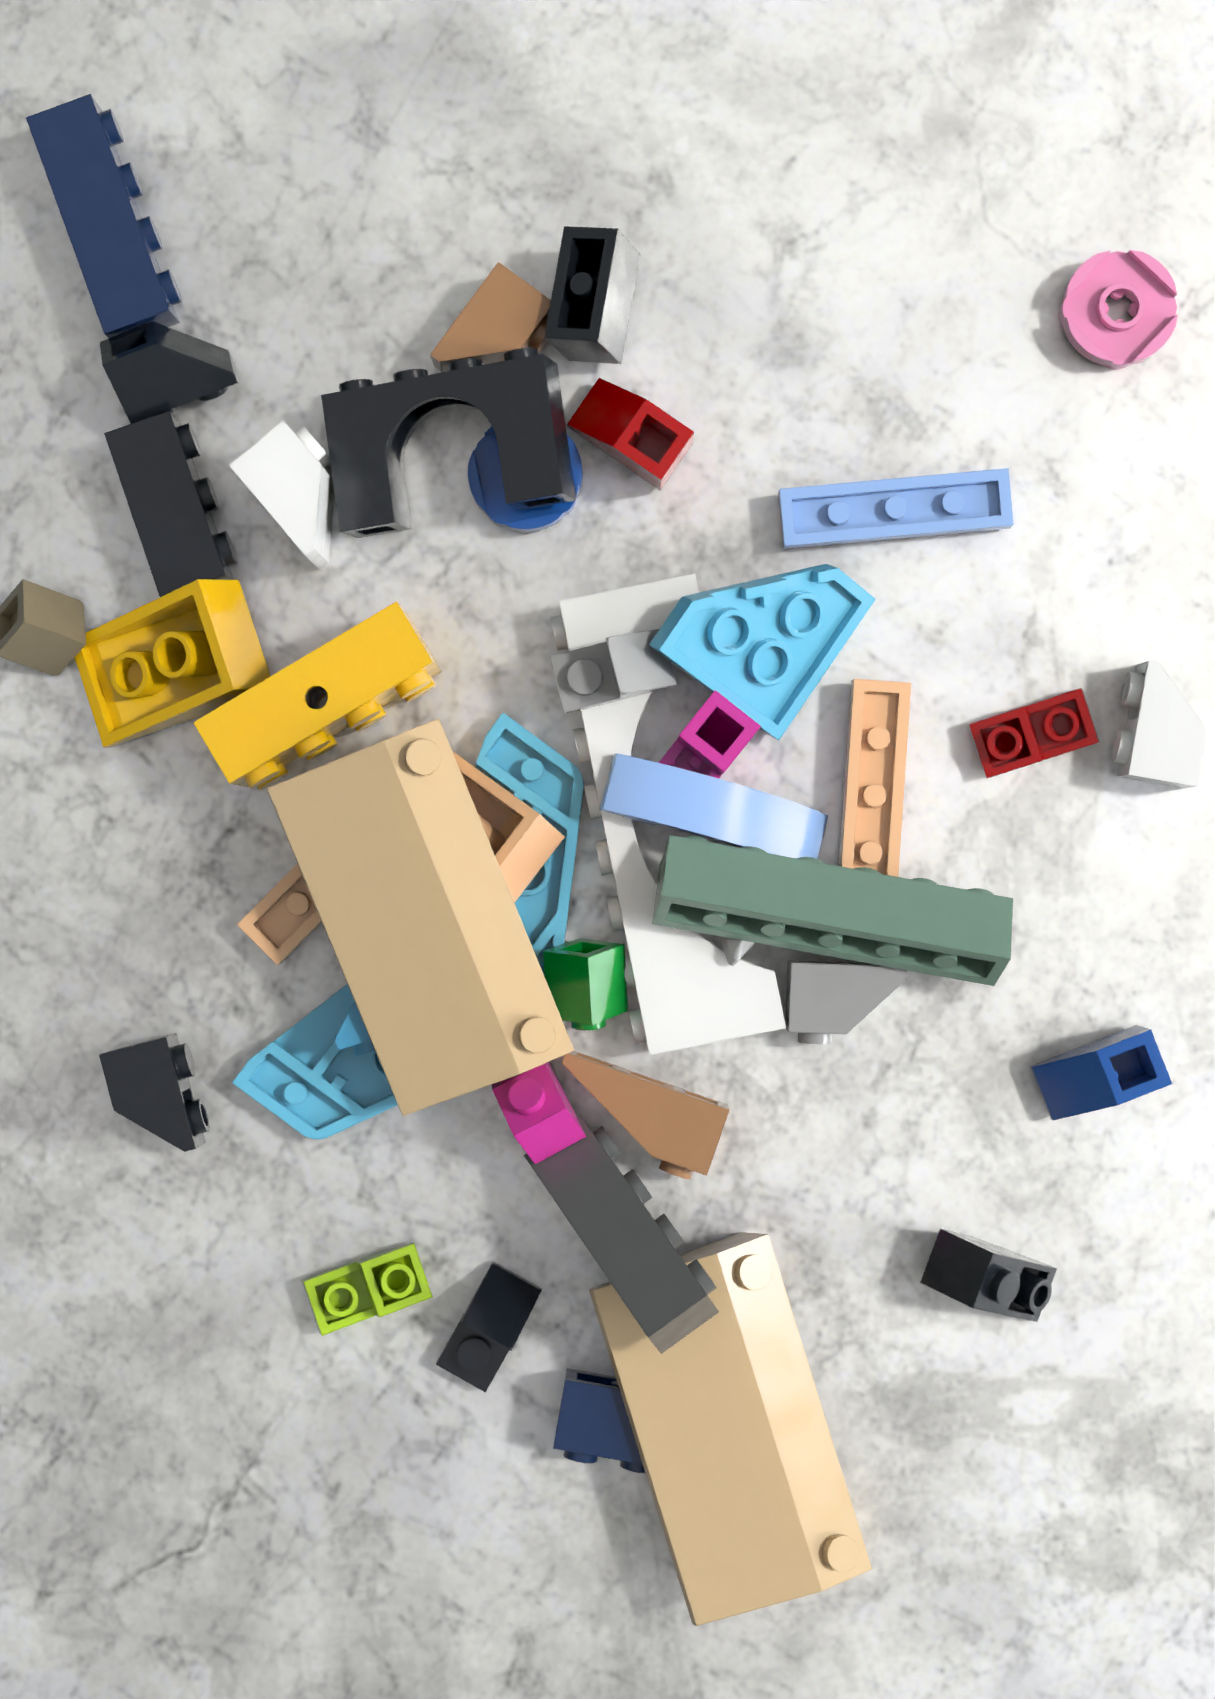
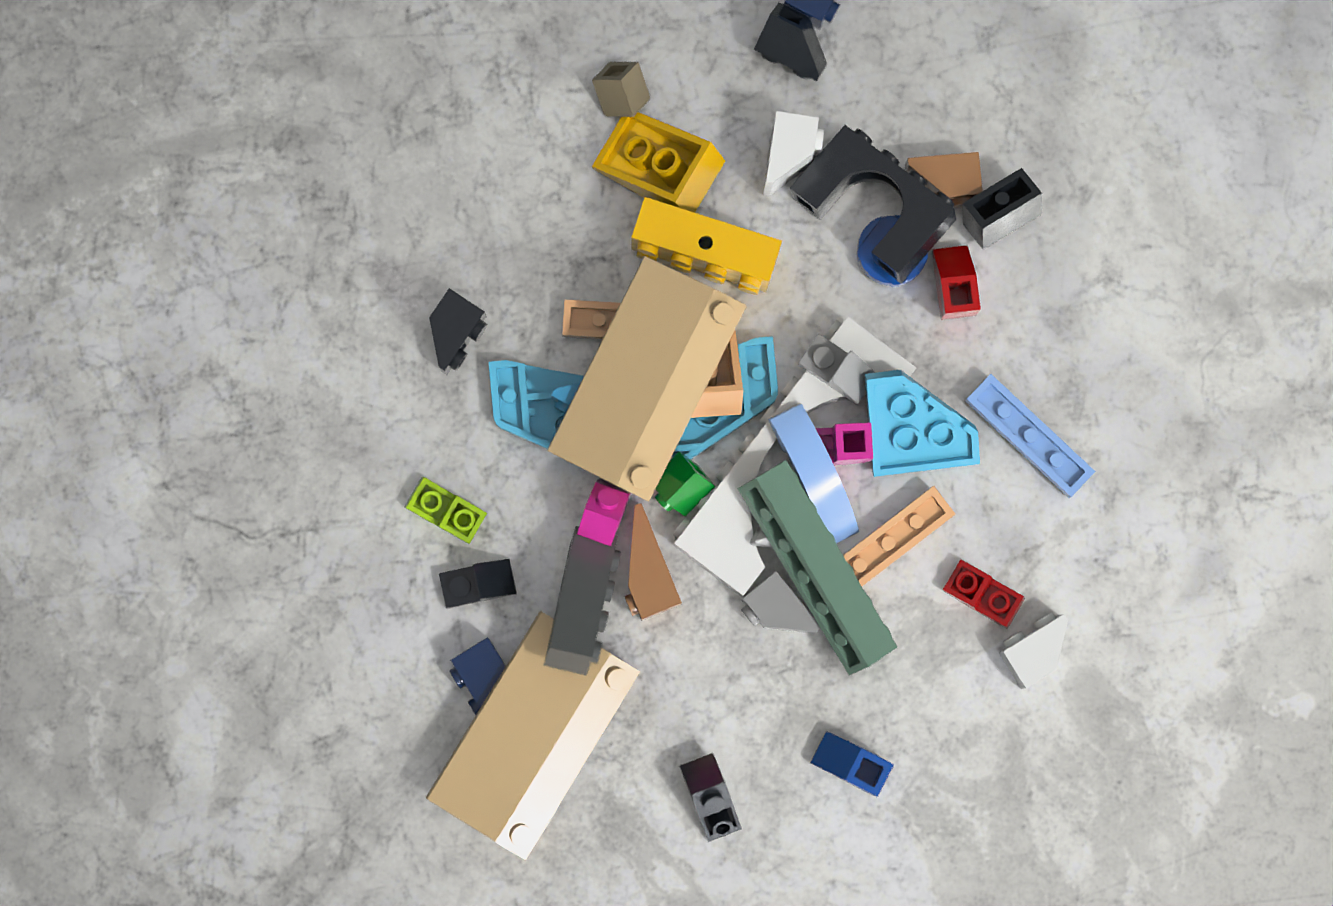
camera: 45 degrees right, 5 degrees down
(170, 502) = (734, 98): black brick -> none
(1152, 308) = (1231, 444): bright pink plate -> none

